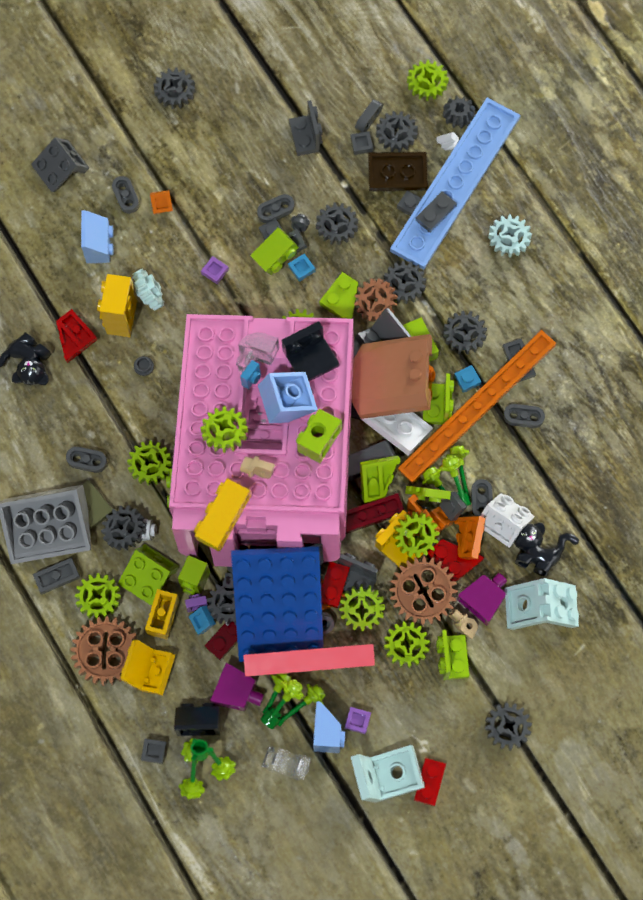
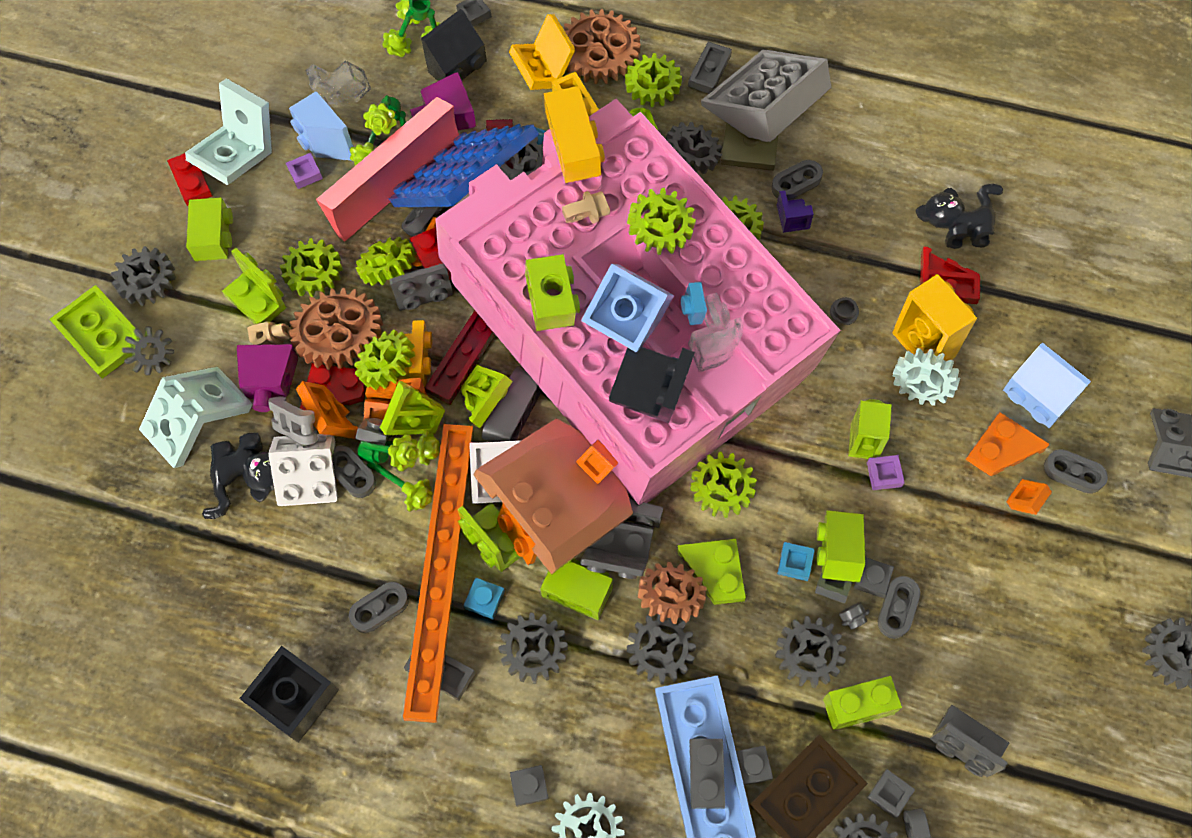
camera: 140 degrees right, 5 degrees down
(109, 442) = (793, 213): none -> dark purple panel
(143, 235) = (1004, 446): none -> orange wing
(204, 289) = (870, 429): none -> lime brick
(337, 183) = (862, 703): none -> lime brick
(361, 369) = (597, 461): none -> orange plate
(446, 726) = (209, 229): none -> lime brick
(493, 545) = (293, 421): none -> light grey plate
(519, 278) = (529, 785): none -> dark grey plate
(541, 665) = (141, 342): none -> dark grey gear
(560, 711) = (96, 330): none -> lime plate
(601, 404) = (289, 694): none -> black brick

